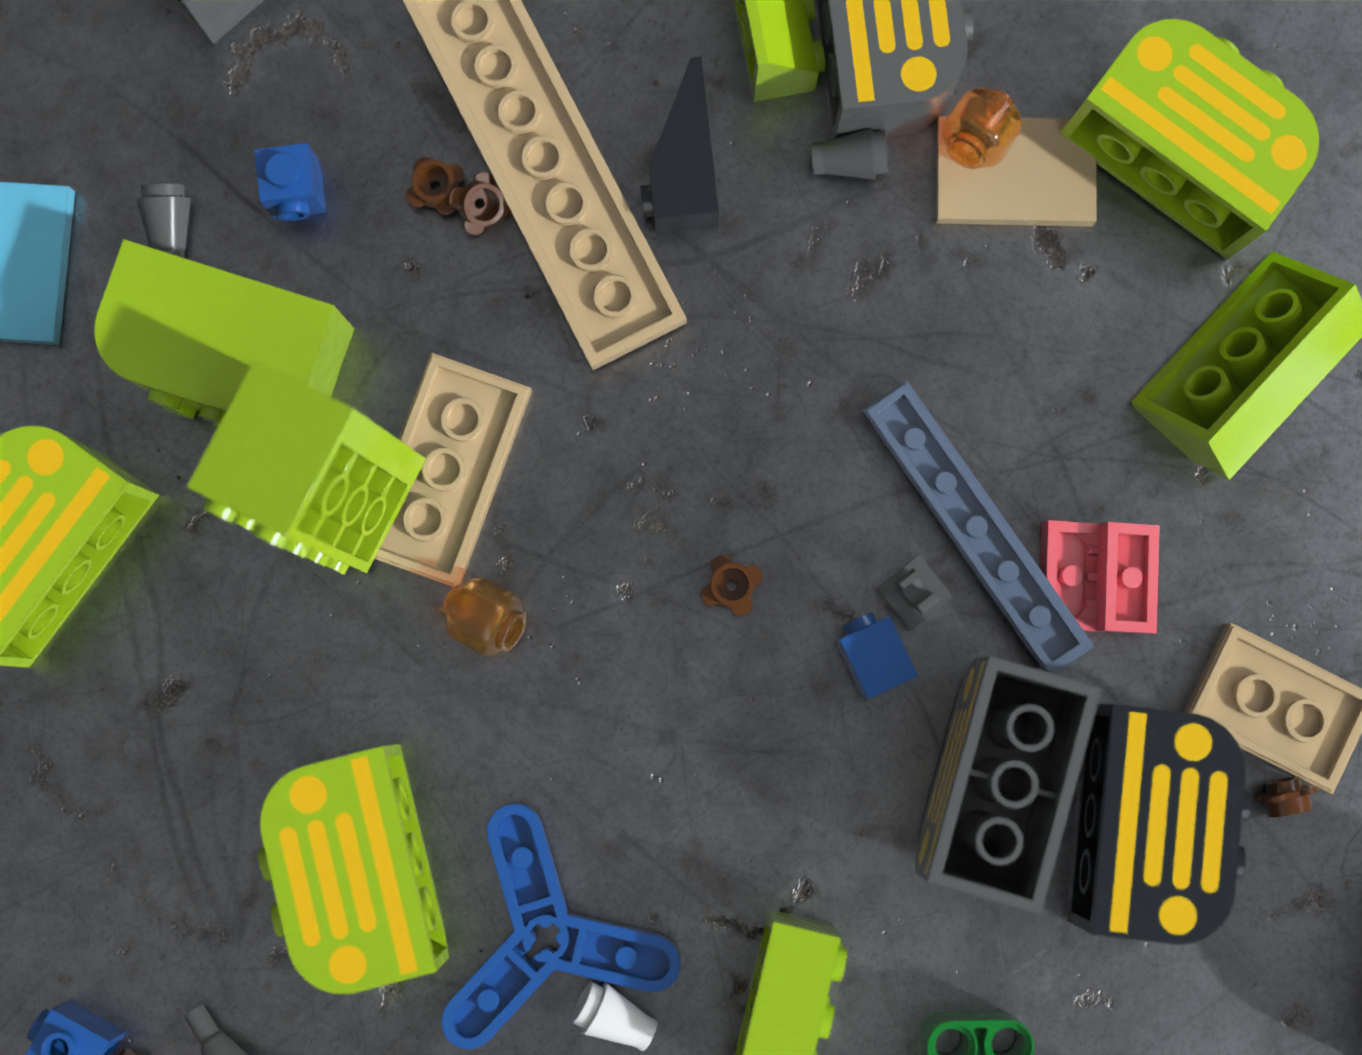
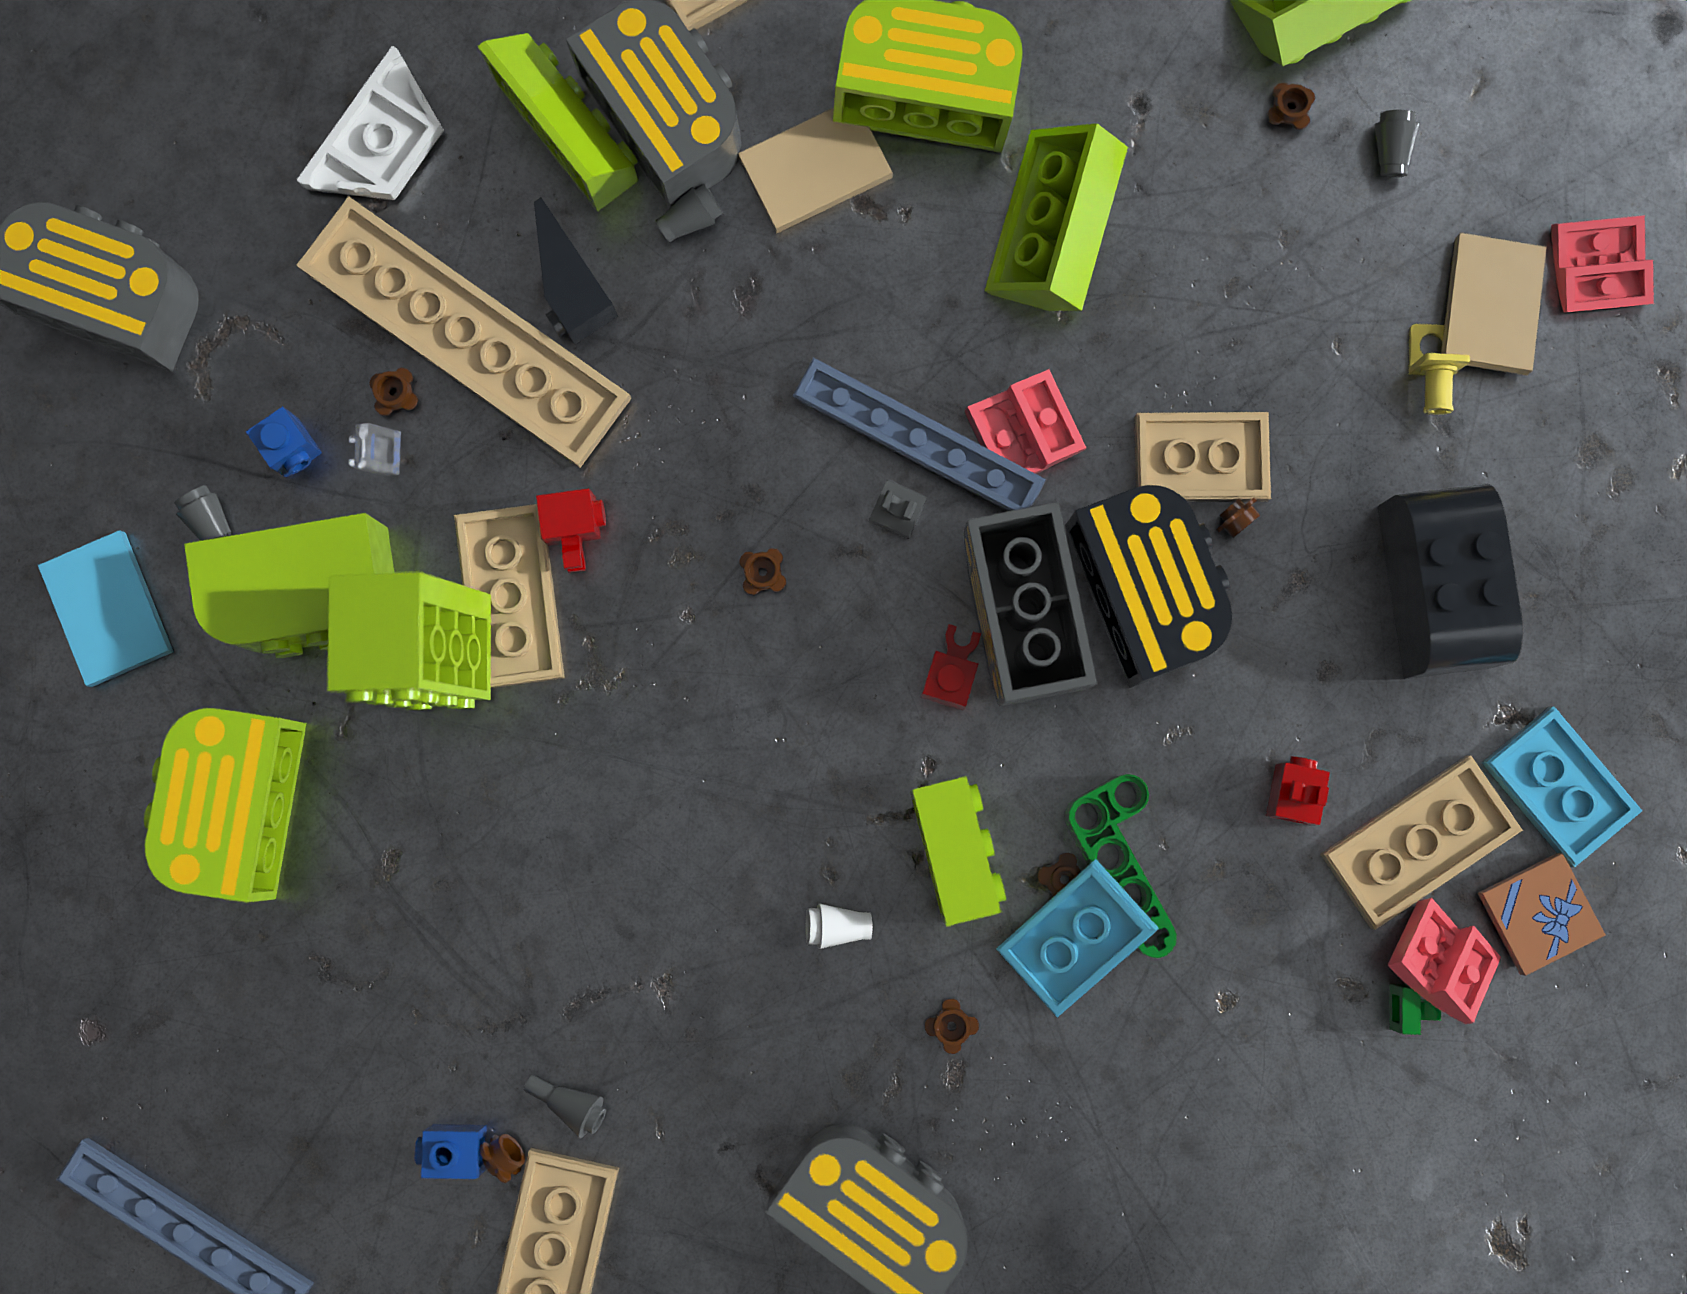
camera: 25 degrees left, 0 degrees up
(351, 873) = (589, 915): lime brick -> none
(384, 239) = (376, 449): none -> clear tile
(484, 616) = (593, 686): clear orange head -> none
(493, 206) = (444, 385): reddish brown plate -> none
(551, 422) = (569, 520): none -> red brick
(586, 947) = (736, 869): blue piece -> none
(875, 655) = (891, 567): blue brick -> none
(878, 808) = (951, 673): none -> red brick
(981, 128) = (773, 146): clear orange head -> none

